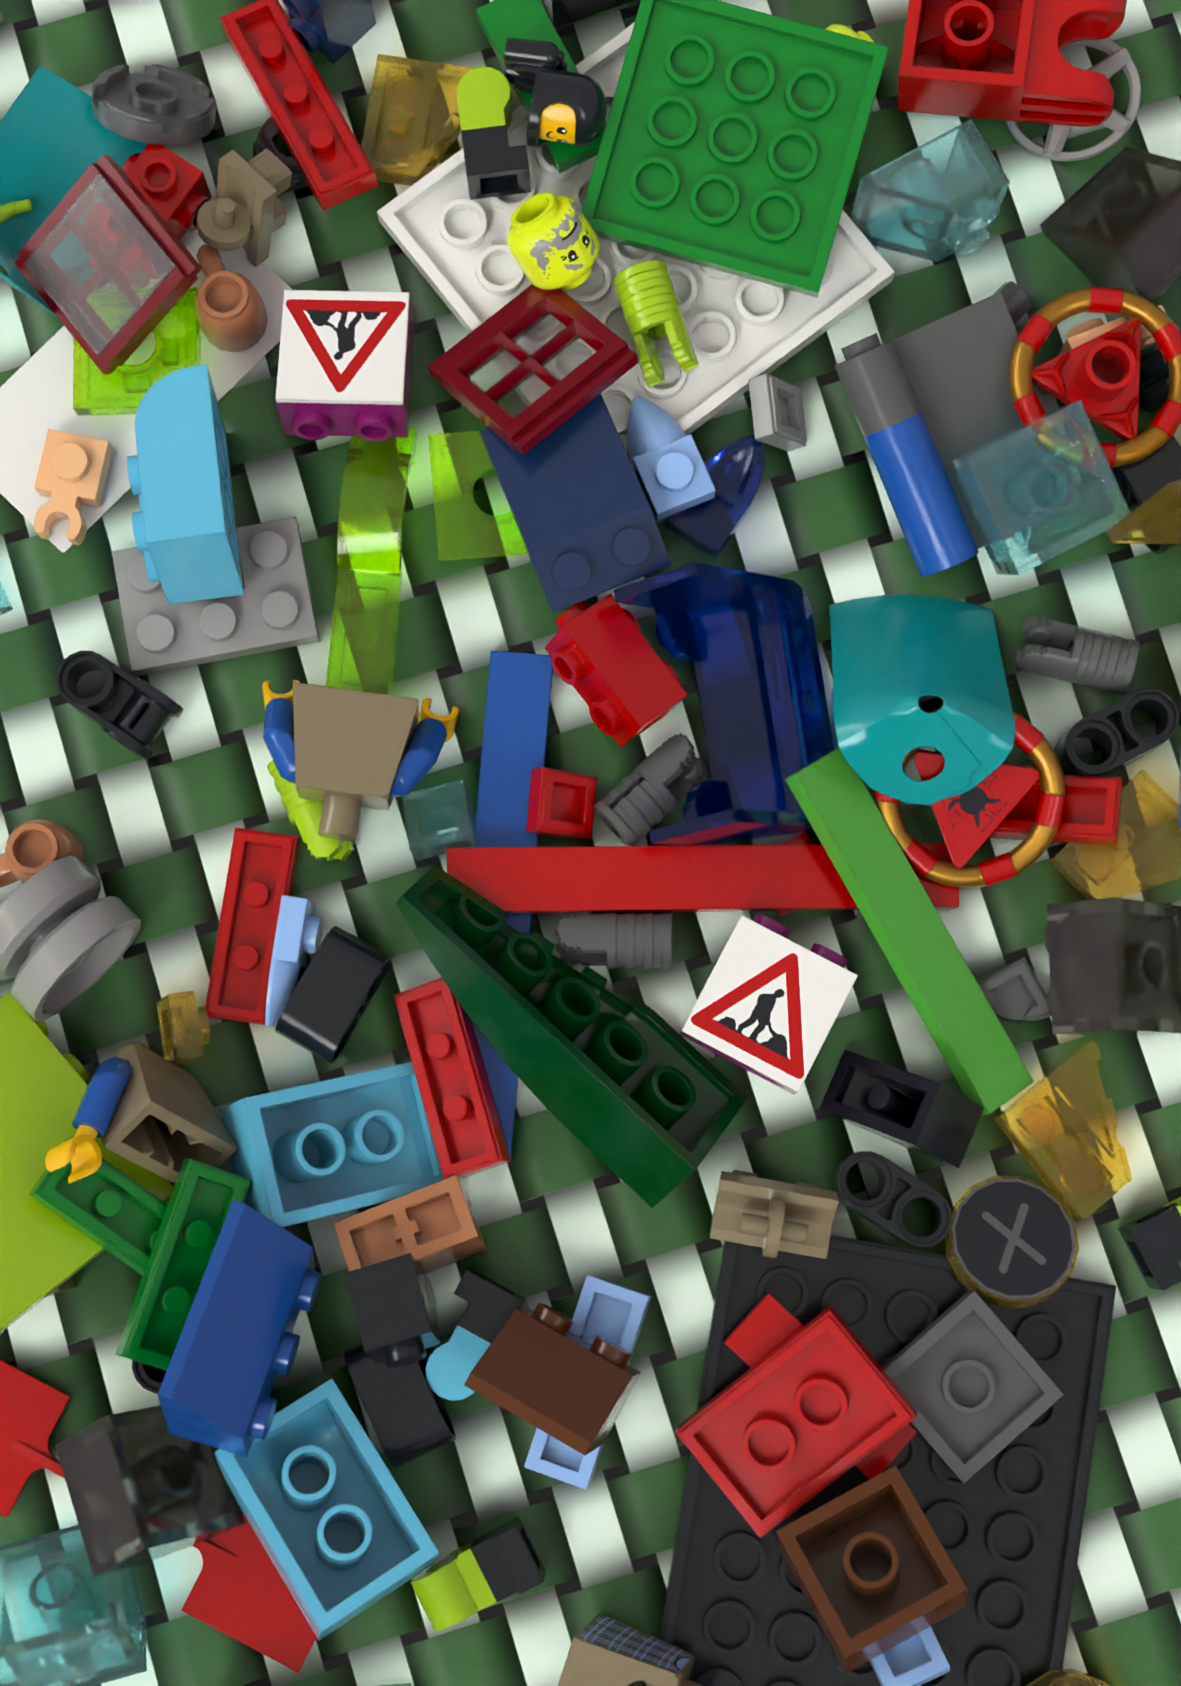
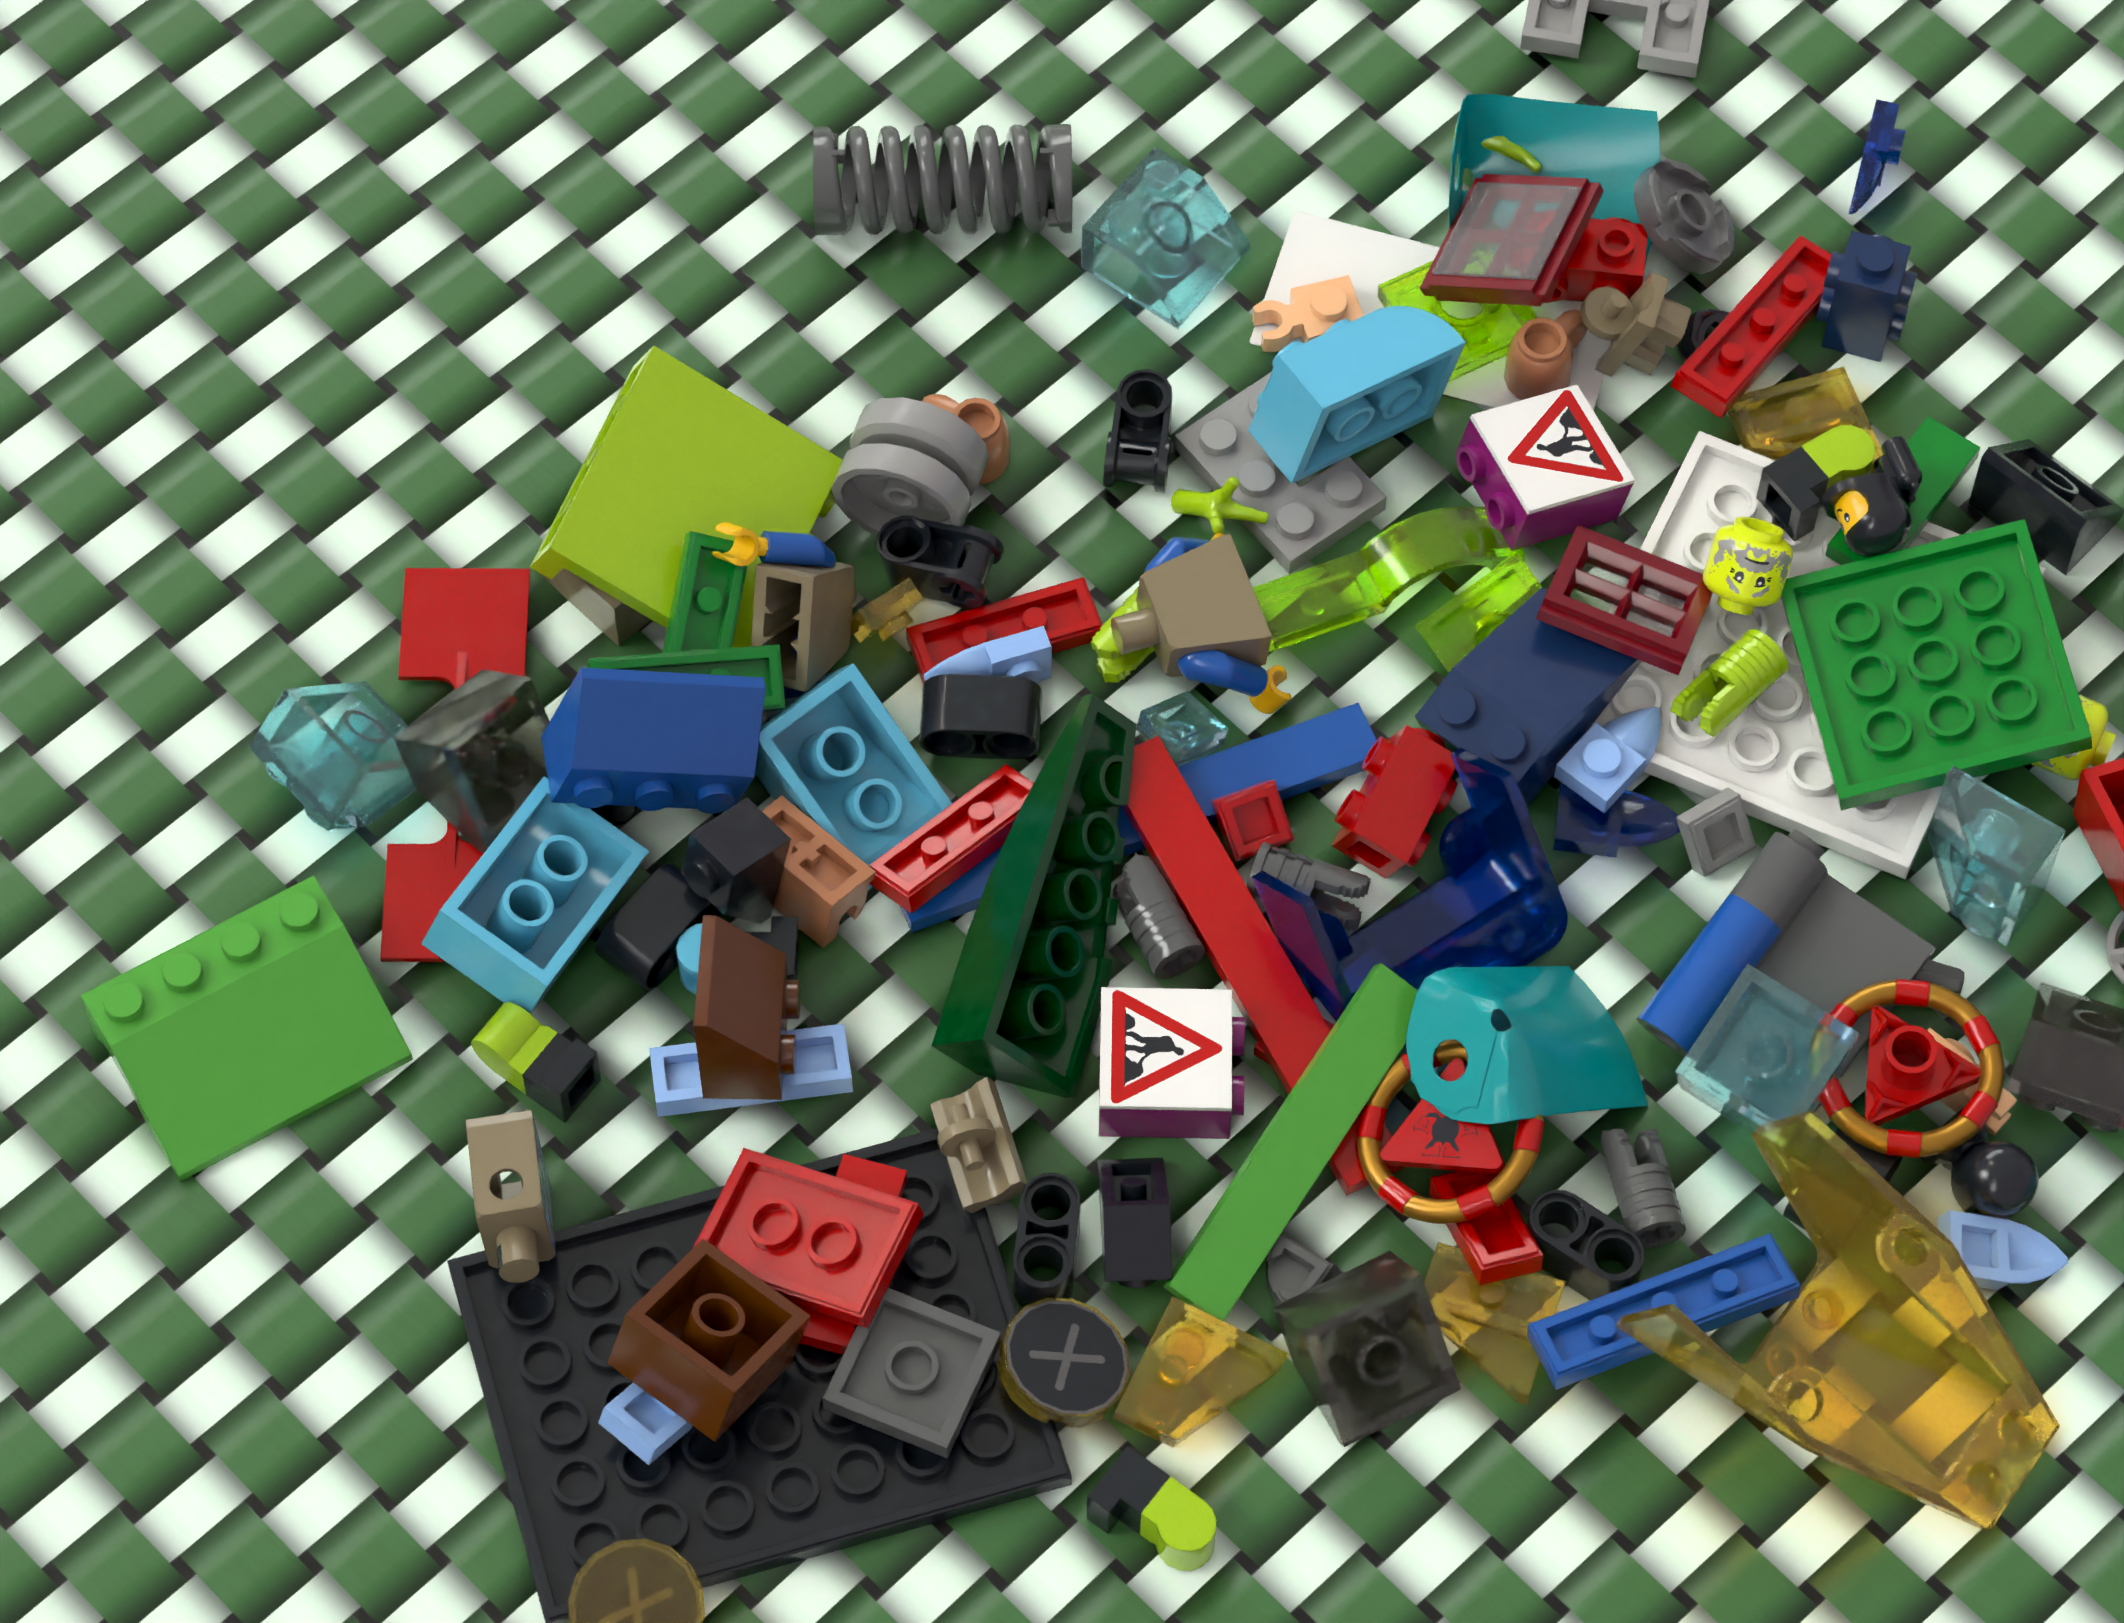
camera: 60 degrees right, 20 degrees down
(164, 944) = (947, 559): none -> black piece
(228, 673) = (1216, 506): none -> lime bar

